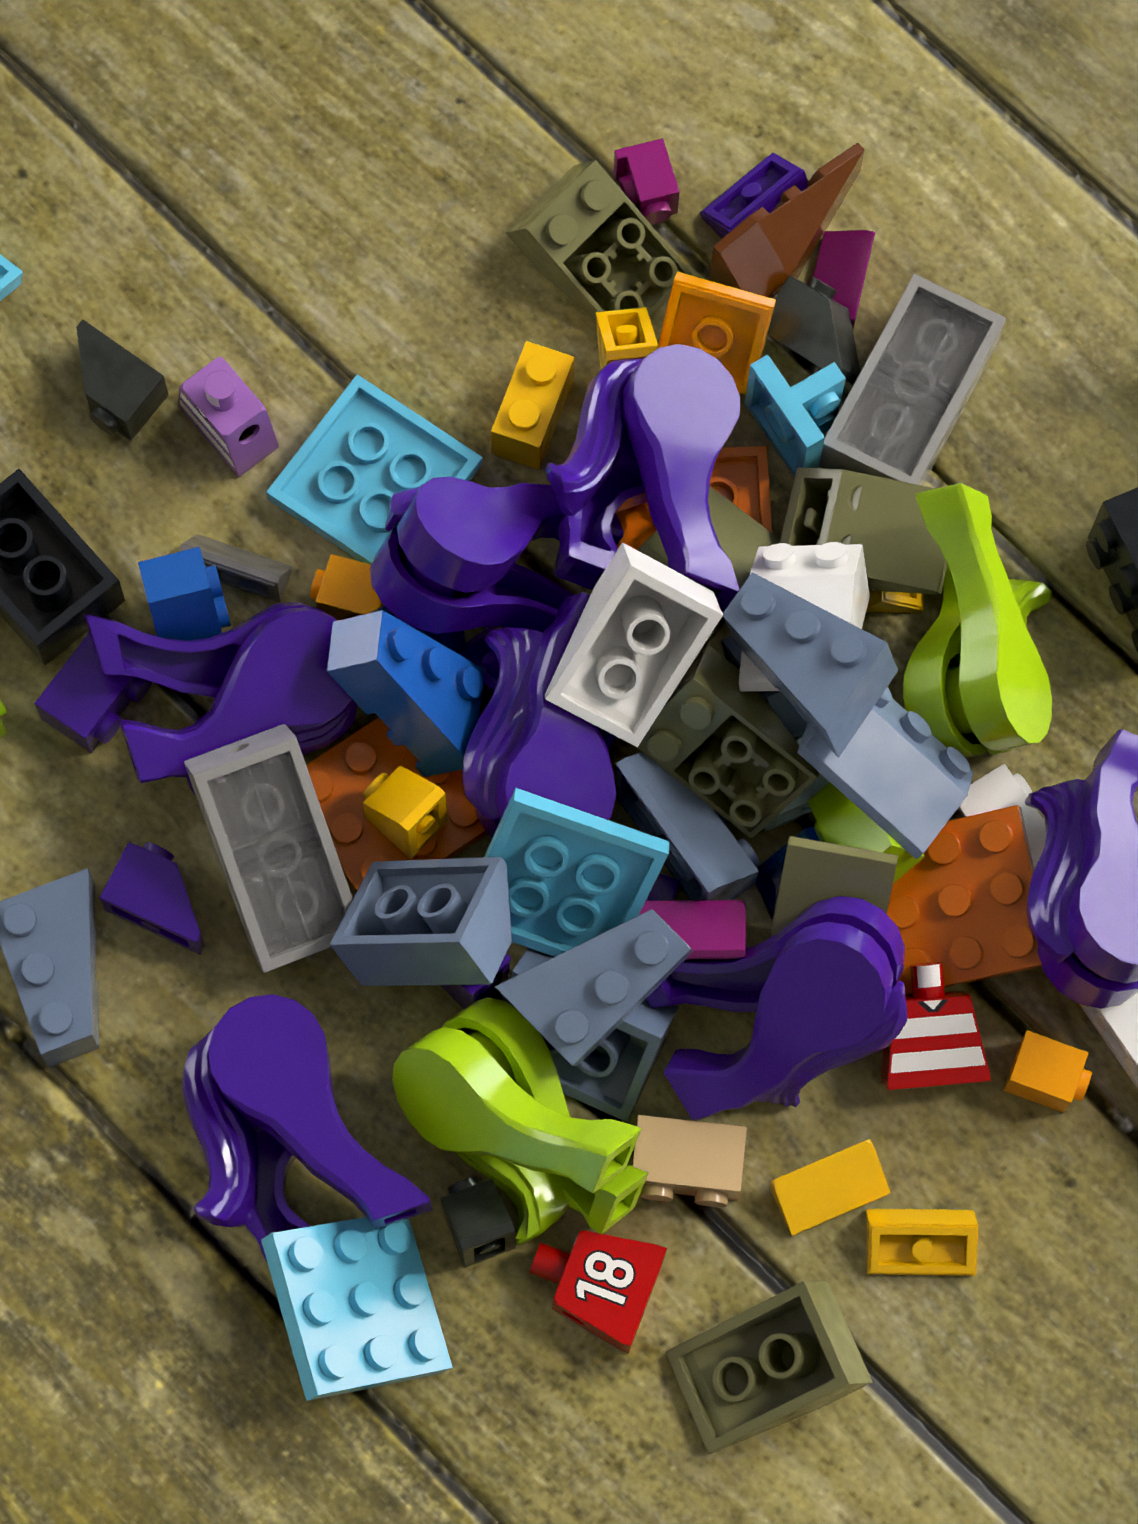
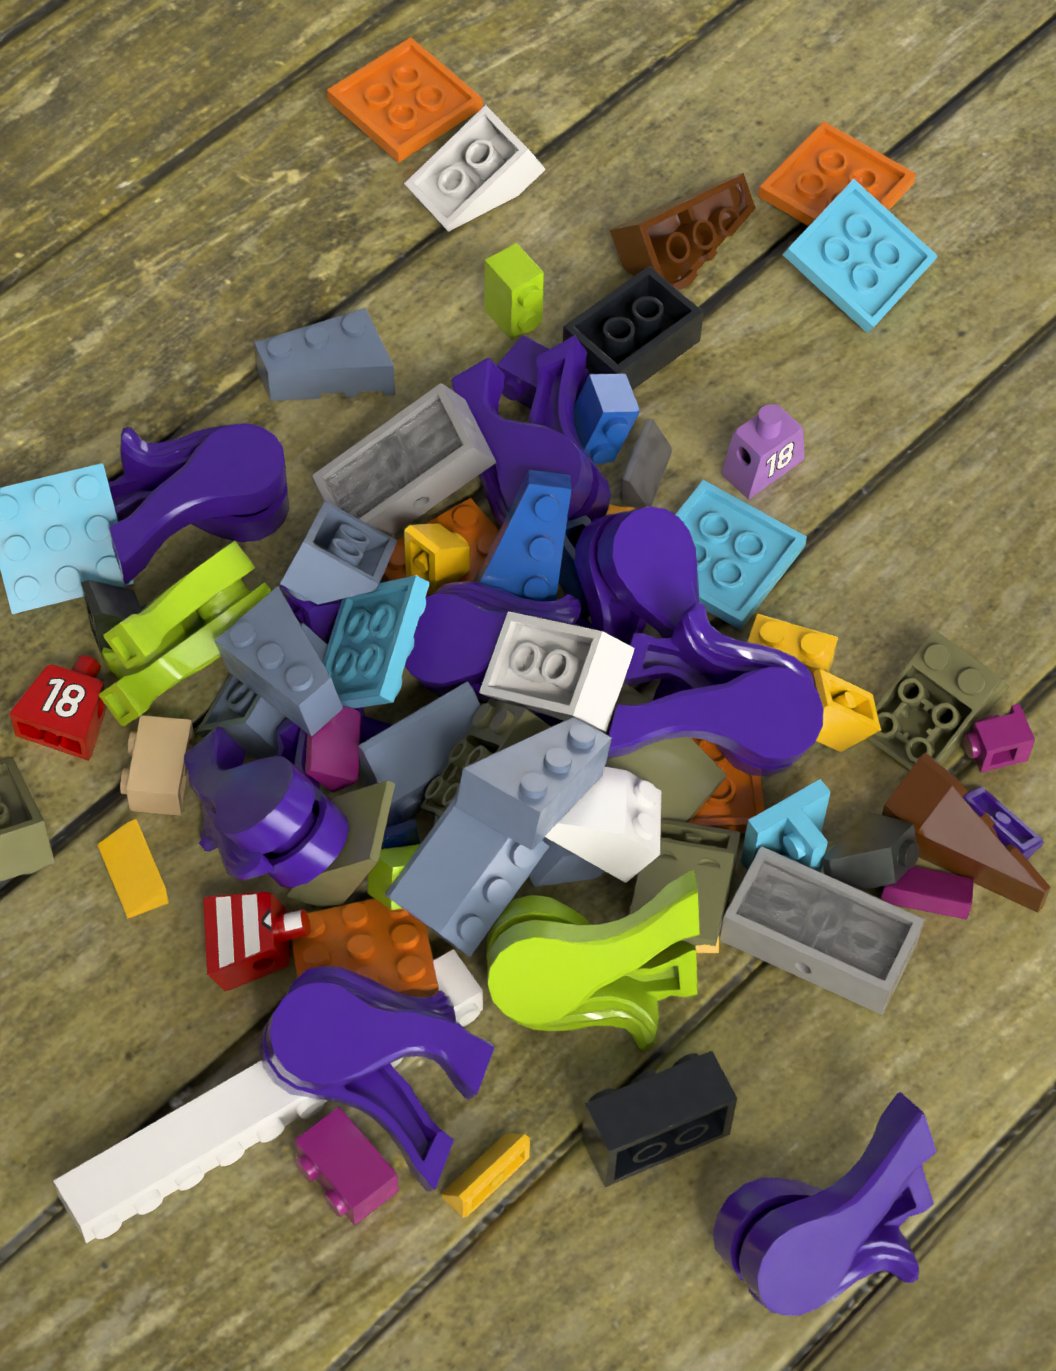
camera: 90 degrees right, 15 degrees down
(117, 384) = (788, 381): pearl dark grey slope -> none
(152, 895) = (377, 406): dark purple slope -> none
(718, 321) = (863, 777): light orange tile -> none
(921, 1242) = (86, 938): yellow slope -> none
(1048, 1072) = (217, 1028): light orange brick -> none

